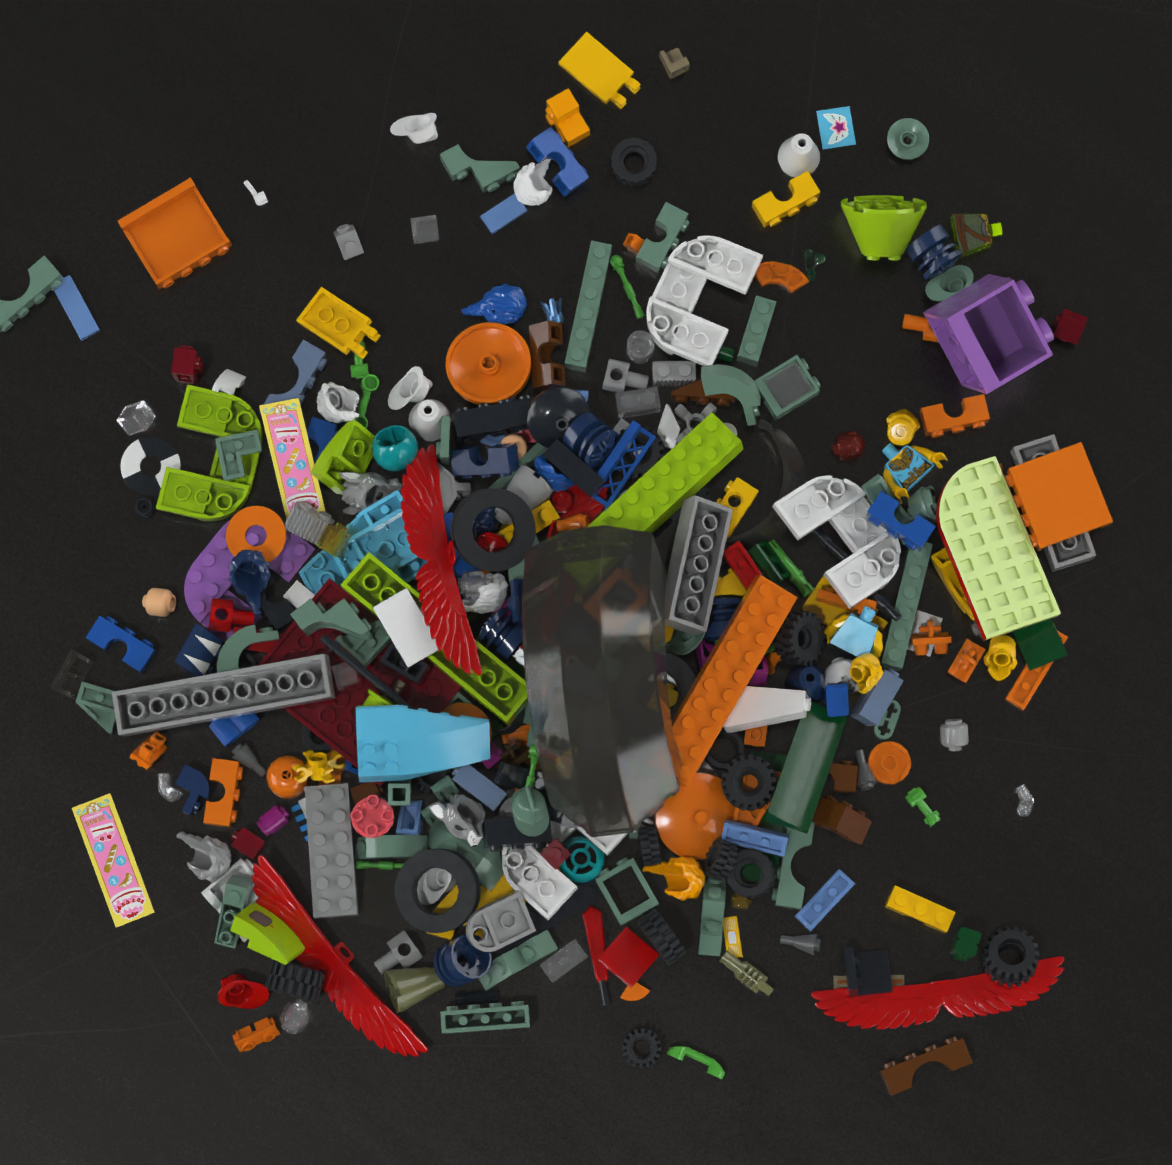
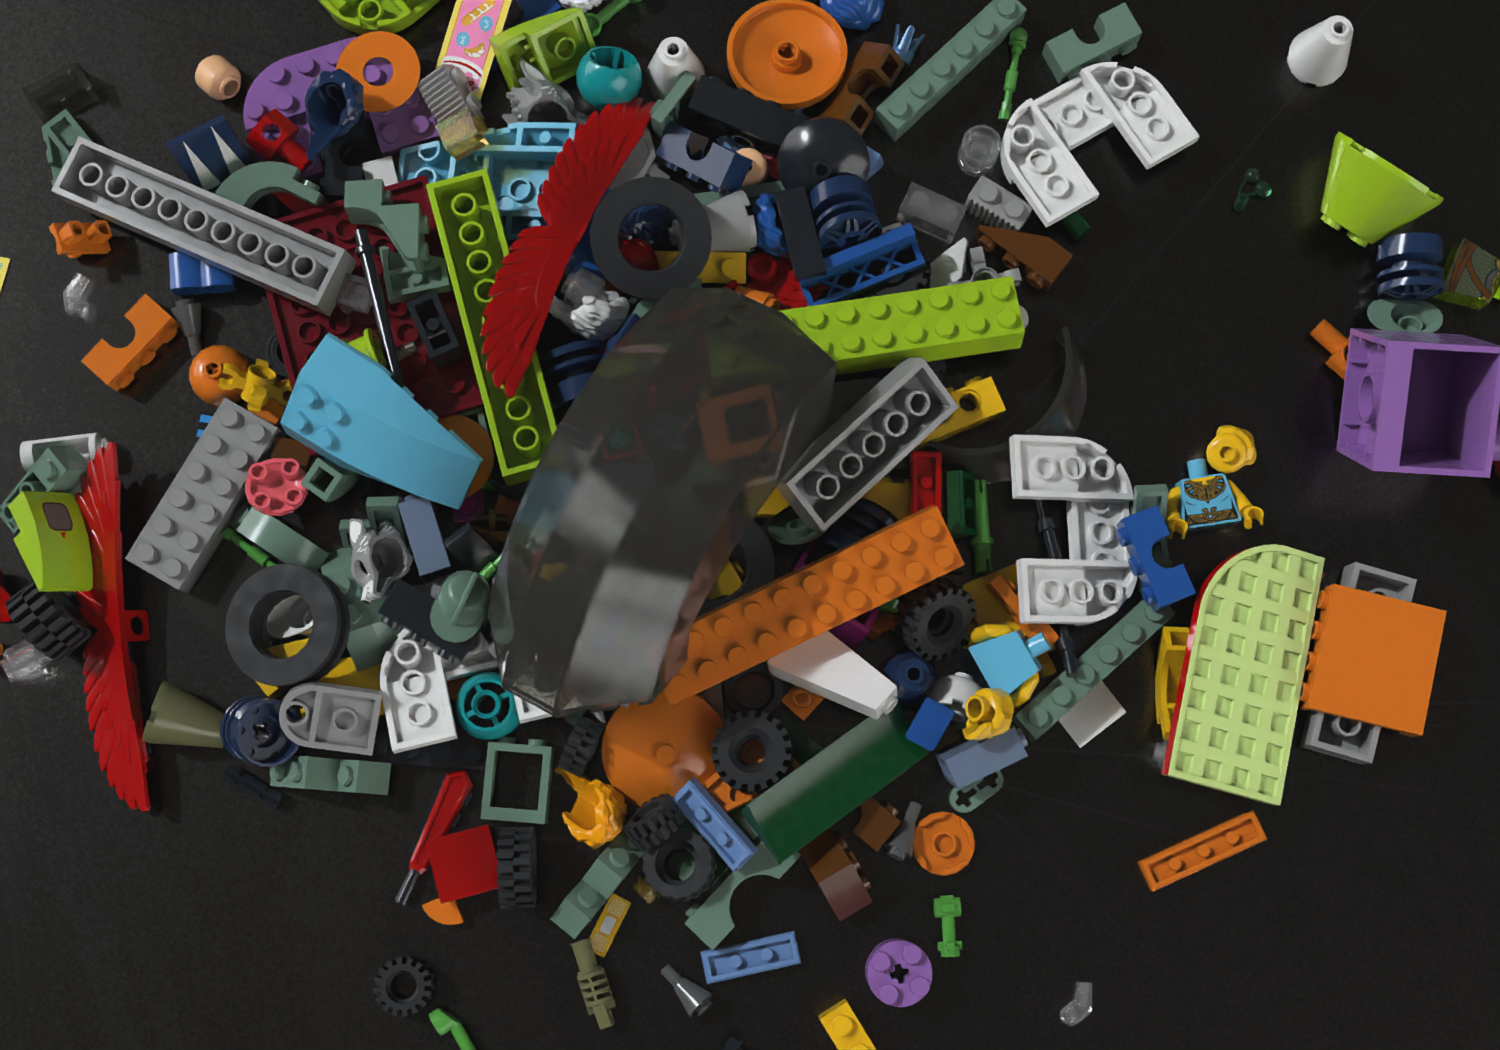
camera: 35 degrees right, 0 degrees up
(106, 632) = (151, 119): blue arch -> none
(197, 785) = (107, 319): dark blue brick -> none
(211, 856) = (64, 409): light grey hair -> none
(247, 843) = (118, 421): dark red brick -> none
(273, 820) = (167, 414): magenta brick -> none
(393, 957) = (192, 671): light grey piece -> none
(406, 627) = (464, 283): white sticker -> none
(410, 388) = (680, 23): white piece -> none
(410, 819) = (322, 522): medium blue slope -> none
(485, 1019) = (240, 820): sand green brick -> none
(555, 853) = (457, 678): dark red brick -> none
(563, 961) = (382, 815): clear brick -> none
(628, 378) = (939, 178): light grey piece -> none
(633, 243) = (1053, 26): orange piece -> none
(735, 382) = (1065, 262): sand green arch -> none
(756, 331) = (1129, 221): sand green arch -> none
(772, 210) = (1245, 96): yellow arch -> none
(781, 274) = (1204, 177): orange tile -> none
(787, 387) = (1123, 311): window -> none
(836, 127) = (1384, 52): medium azure sticker -> none
(848, 445) = (1151, 429): clear red head -> none
(900, 852) = (914, 982): none -> medium lavender brick
(910, 129) = (1473, 108): sand green dish -> none
(923, 504) = (1198, 558): sand green cone -> none
(937, 422) = (1279, 472): orange arch -> none
(939, 639) = (1105, 735): orange hips -> none
(954, 734) = (1046, 863): light grey head -> none
(966, 661) = (1121, 783): orange hips -> none
(1001, 657) = (1167, 807): yellow head -> none
(1040, 644) = (1227, 824): dark green sticker -> none

